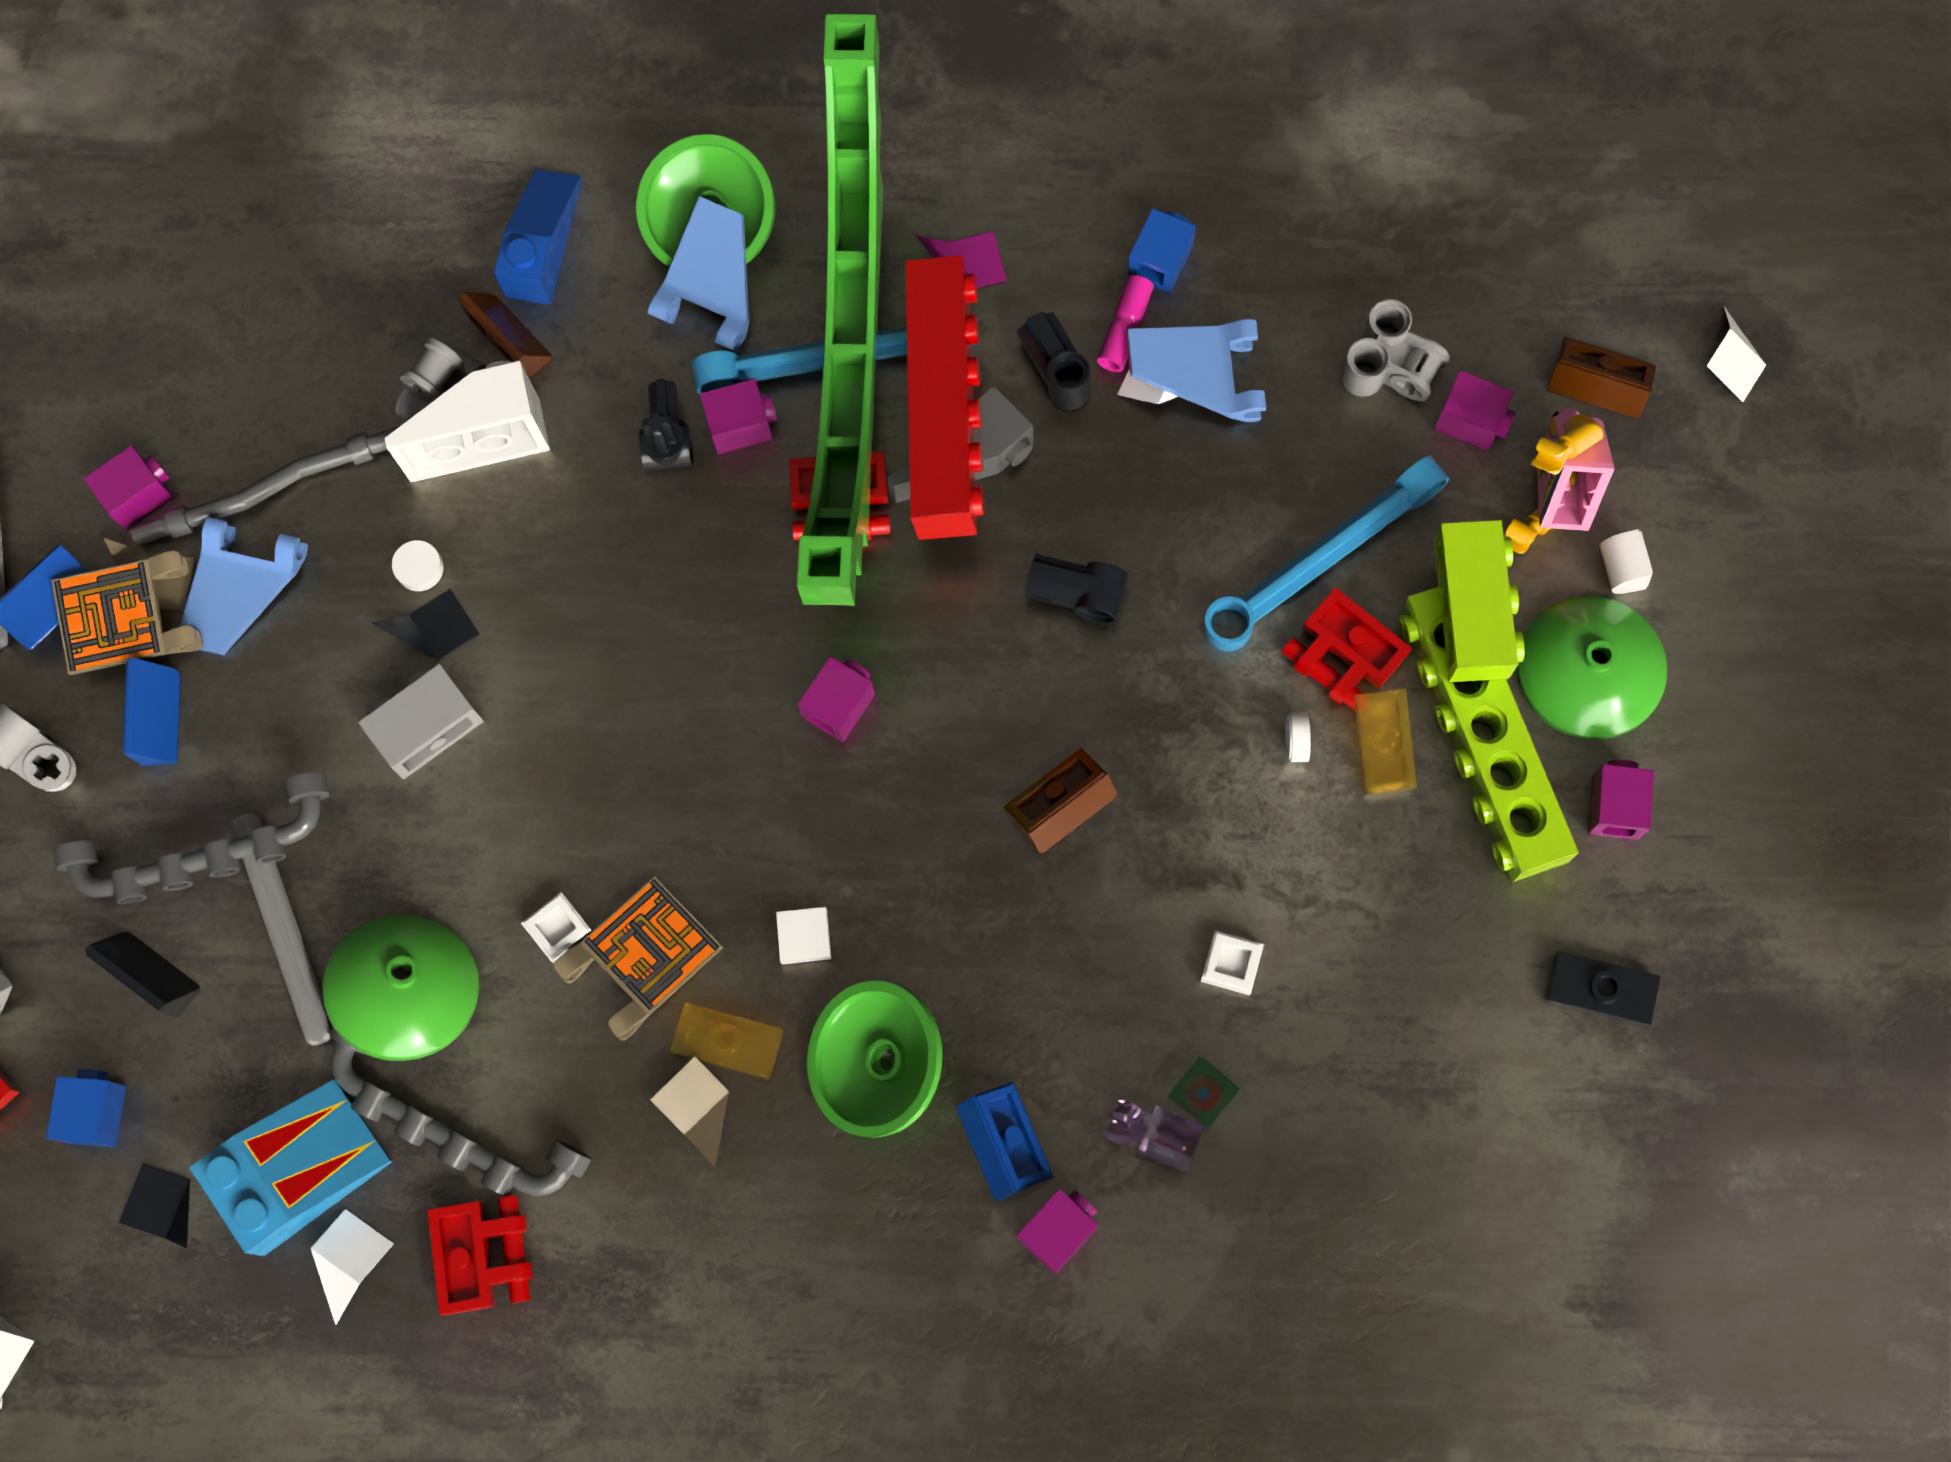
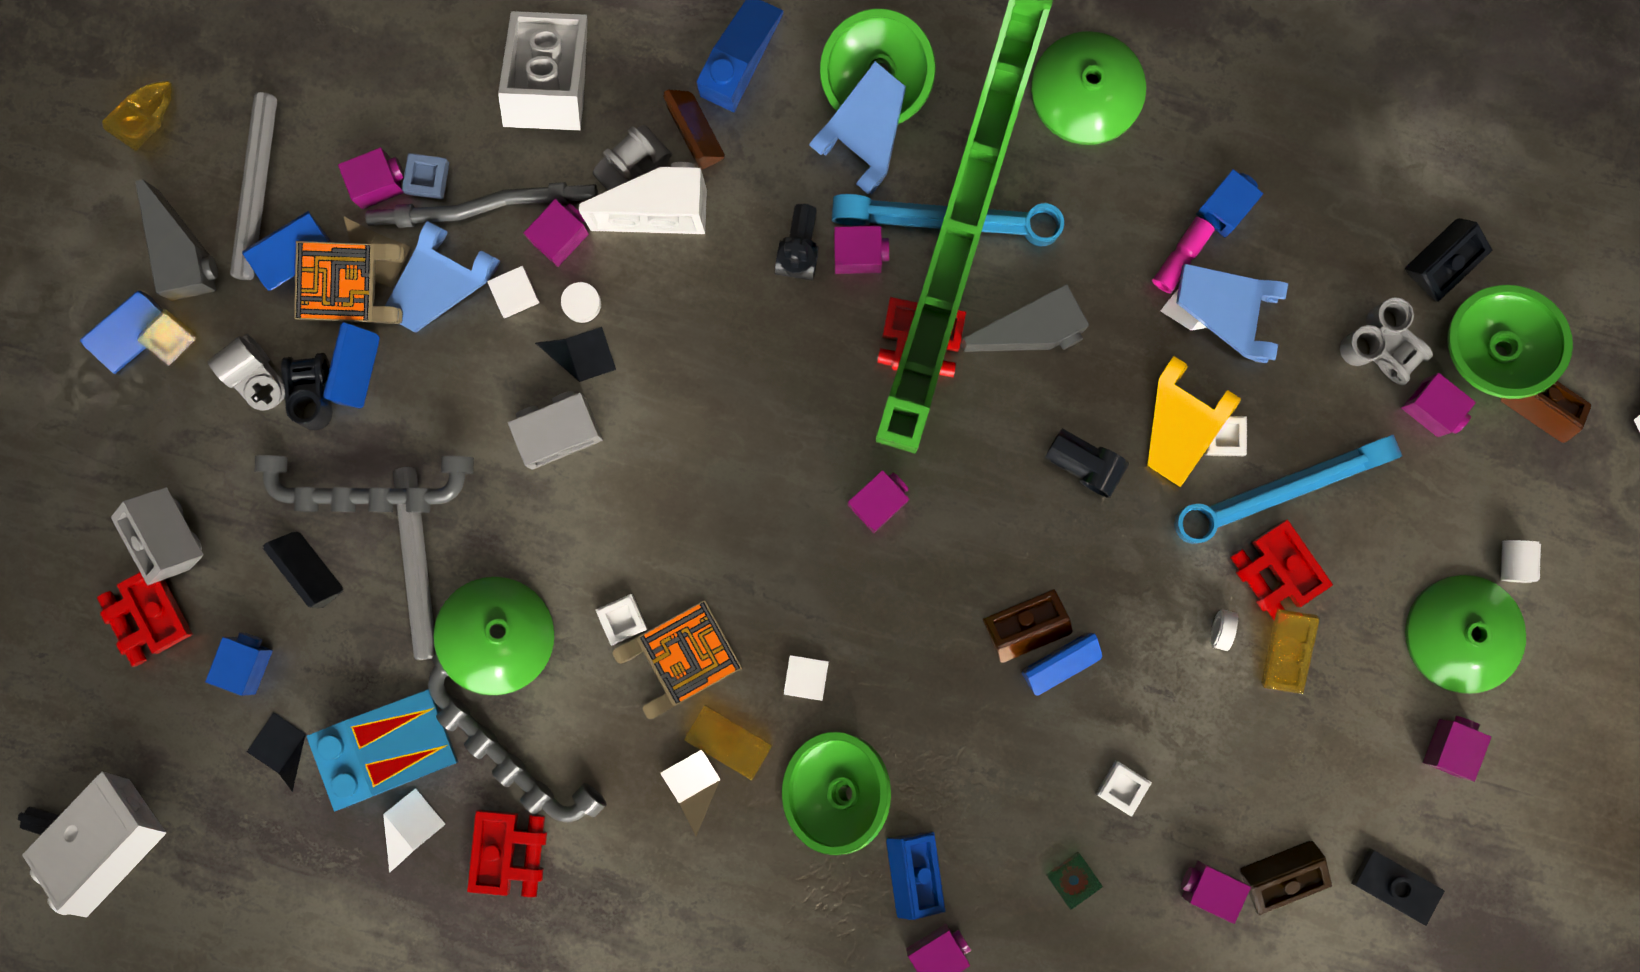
camera: 15 degrees right, 10 degrees up
(98, 751) = (303, 384): none -> black piece
(194, 469) = (425, 176): none -> sand blue plate
(310, 314) = (544, 71): none -> white slope
(332, 575) = (513, 292): none -> white tile
(369, 490) = (557, 232): none -> magenta brick
(941, 398) = (1024, 285): red brick -> none
(968, 191) = (1084, 110): none -> bright green dish
(979, 255) = (1073, 166): magenta sticker -> none
(1056, 359) = (1120, 269): black piece -> none
(1114, 831) = (1062, 663): none -> slope
(1162, 1135) = (1036, 905): clear purple plate -> none
(1181, 513) = (1183, 425): none -> yellow flag
(1235, 514) = (1230, 439): none -> white tile
(1378, 1053) = (1214, 891): none -> magenta brick
(1439, 247) = (1449, 258): none -> black slope
(1464, 1016) = (1286, 877): none -> dark brown slope
(1477, 601) = (1397, 569): lime brick -> none
(1512, 748) = (1394, 761): lime brick -> none
(1536, 294) = (1523, 324): none -> bright green dish
(1571, 477) = (1500, 483): torso -> none

